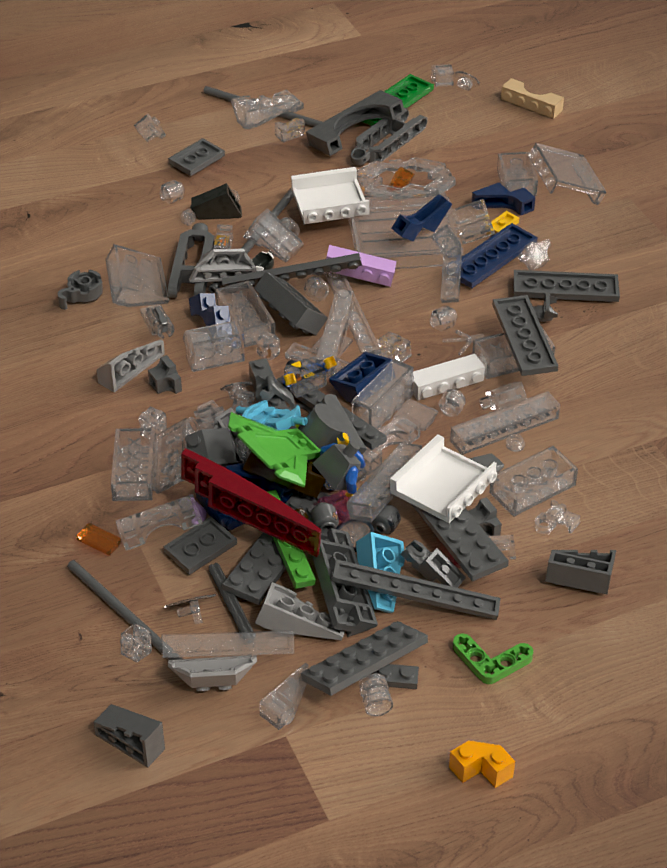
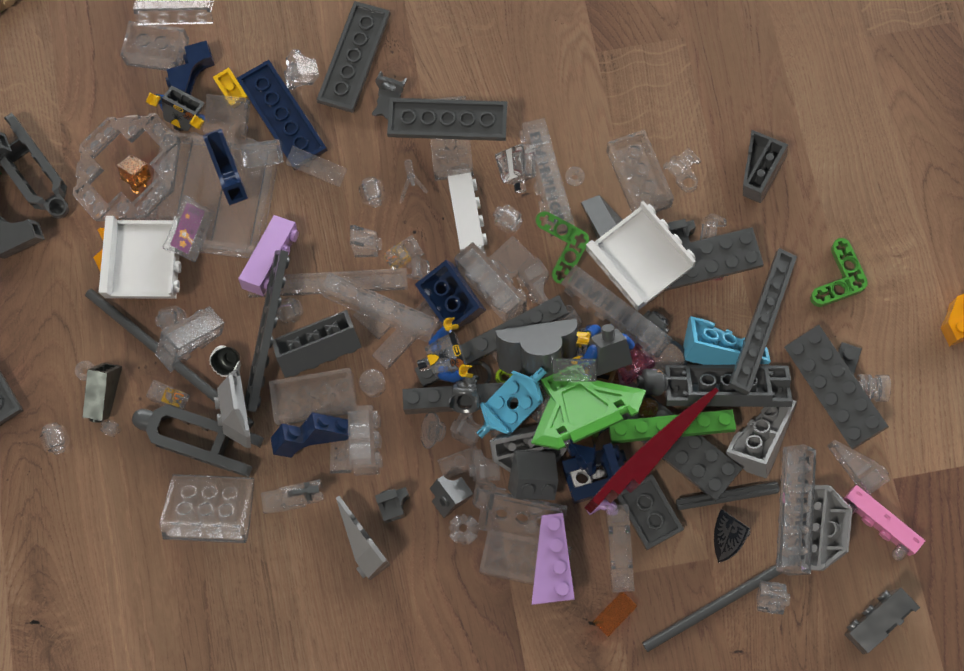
camera: 70 degrees left, 30 degrees up
(81, 288) = (215, 580): dark grey piece -> none
(133, 470) = (552, 570): none -> lavender wing
(181, 407) = (449, 494): none -> dark grey brick
(234, 727) = (887, 524): none -> bright pink piece
(310, 439) = (574, 370): none -> clear plate
(363, 210) = (185, 234): none -> clear door
(392, 314) = (364, 242): none -> clear slope
(432, 564) = (730, 296): dark grey plate -> none
(449, 440) = (568, 238): none -> bright green beam
(466, 188) = (179, 108): none -> dark grey torso

